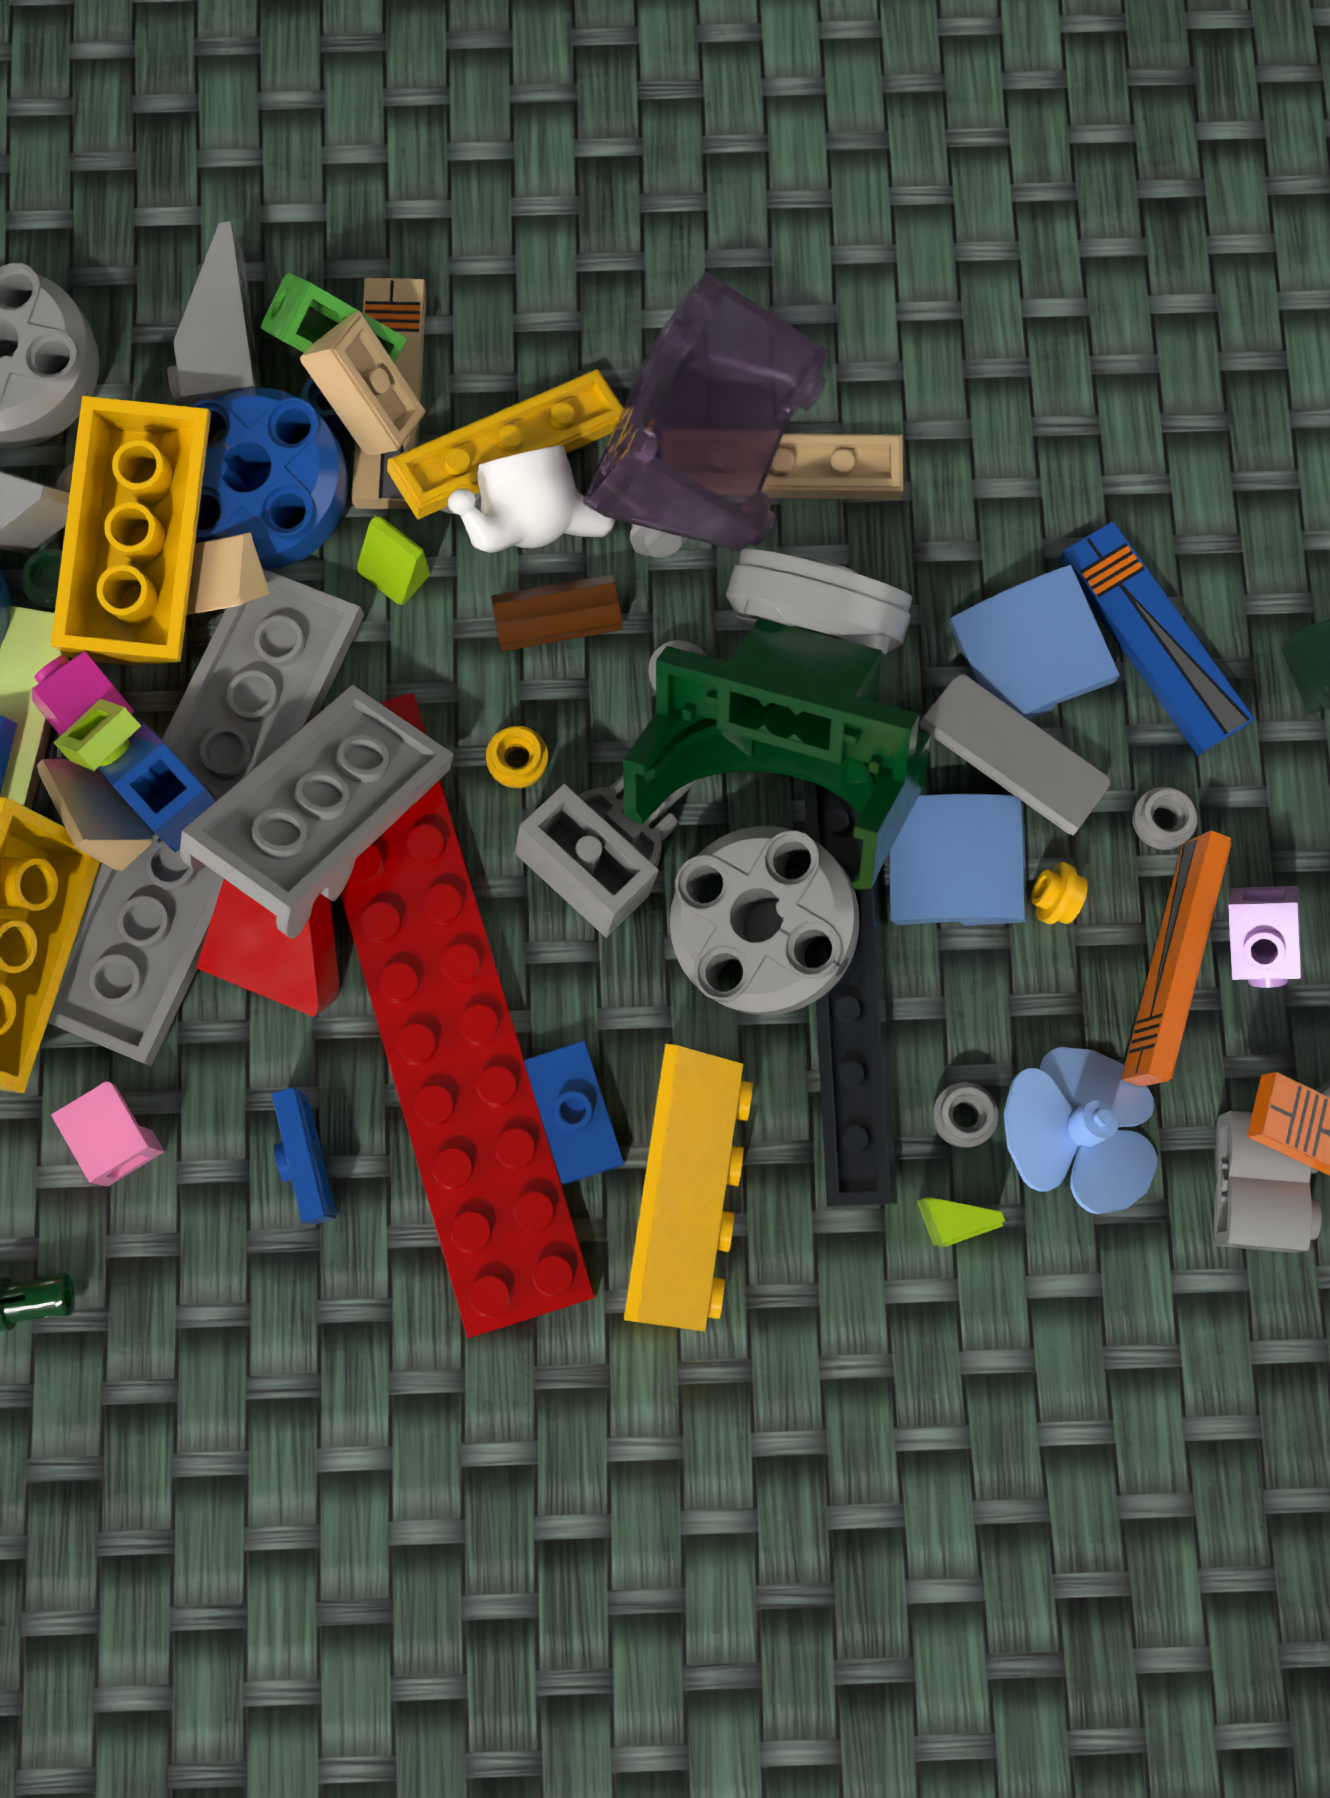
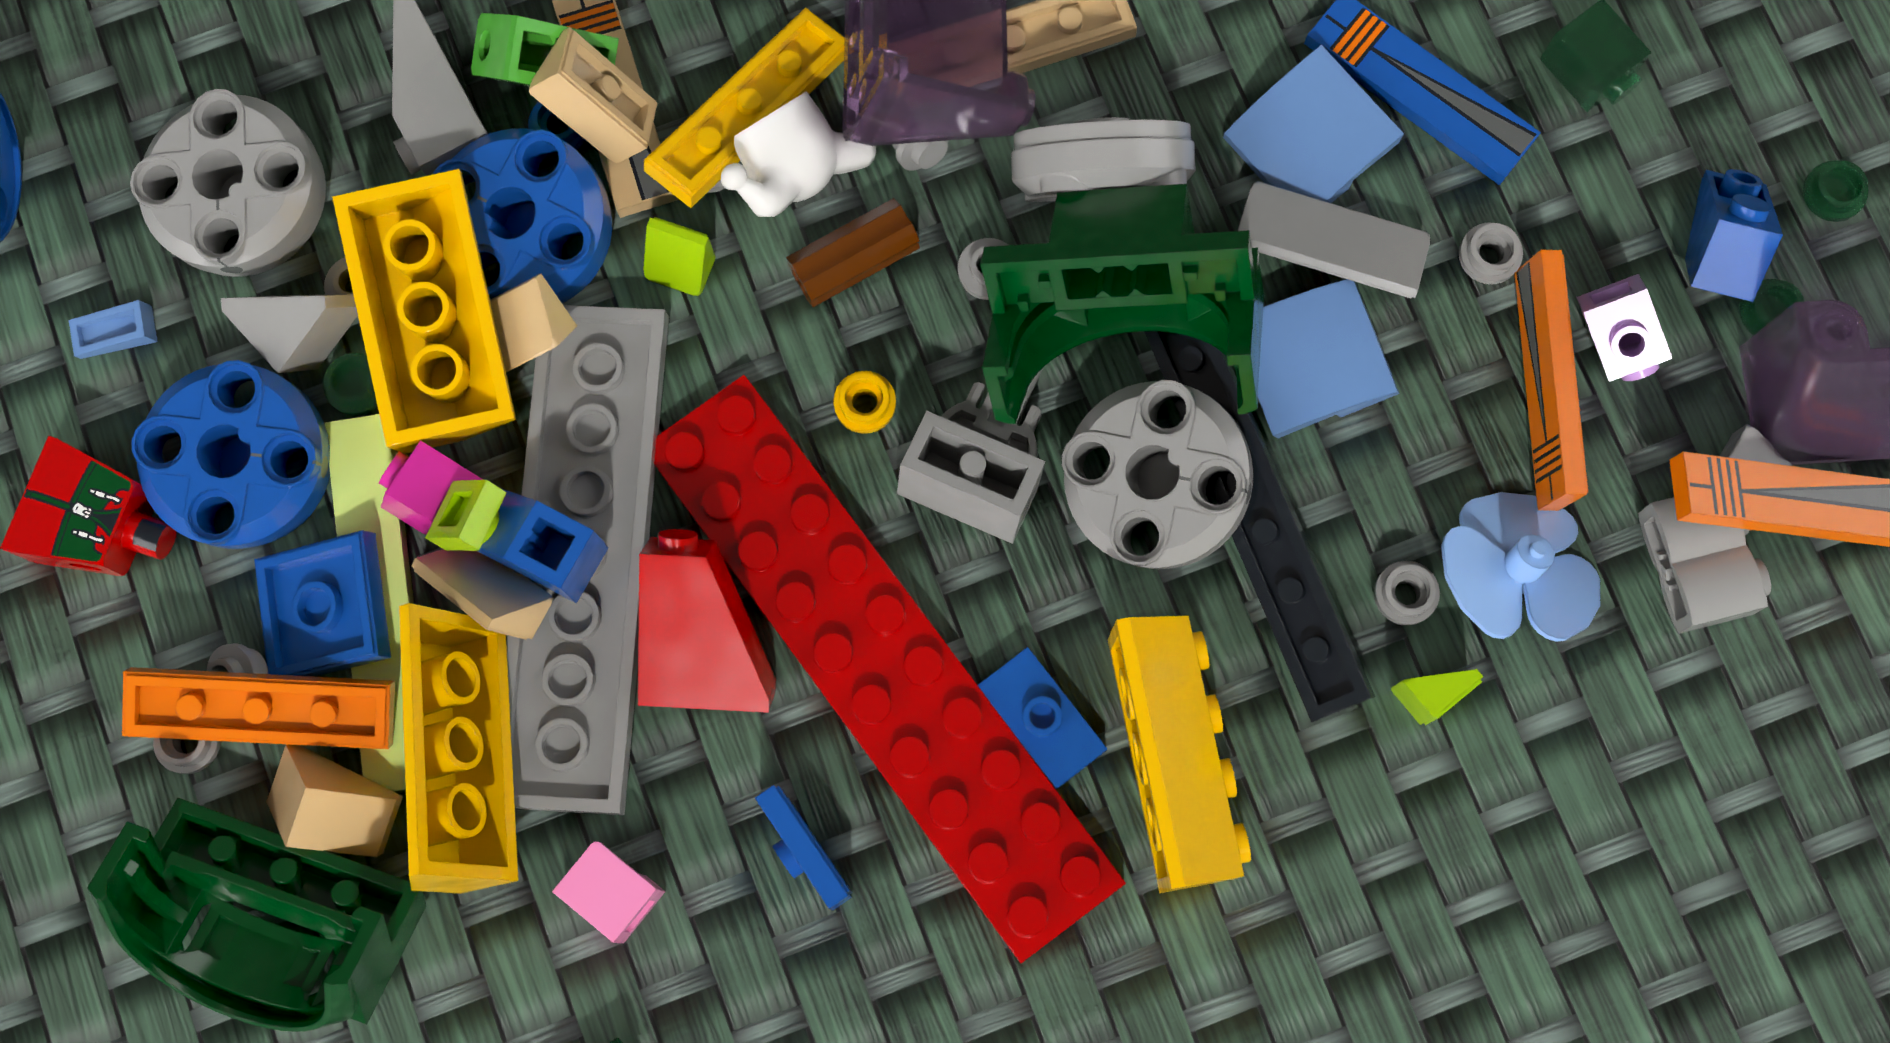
camera: 15 degrees left, 0 degrees up
(315, 806) = (703, 511): light grey hinge -> none
(1059, 894) = (1420, 357): yellow plate -> none

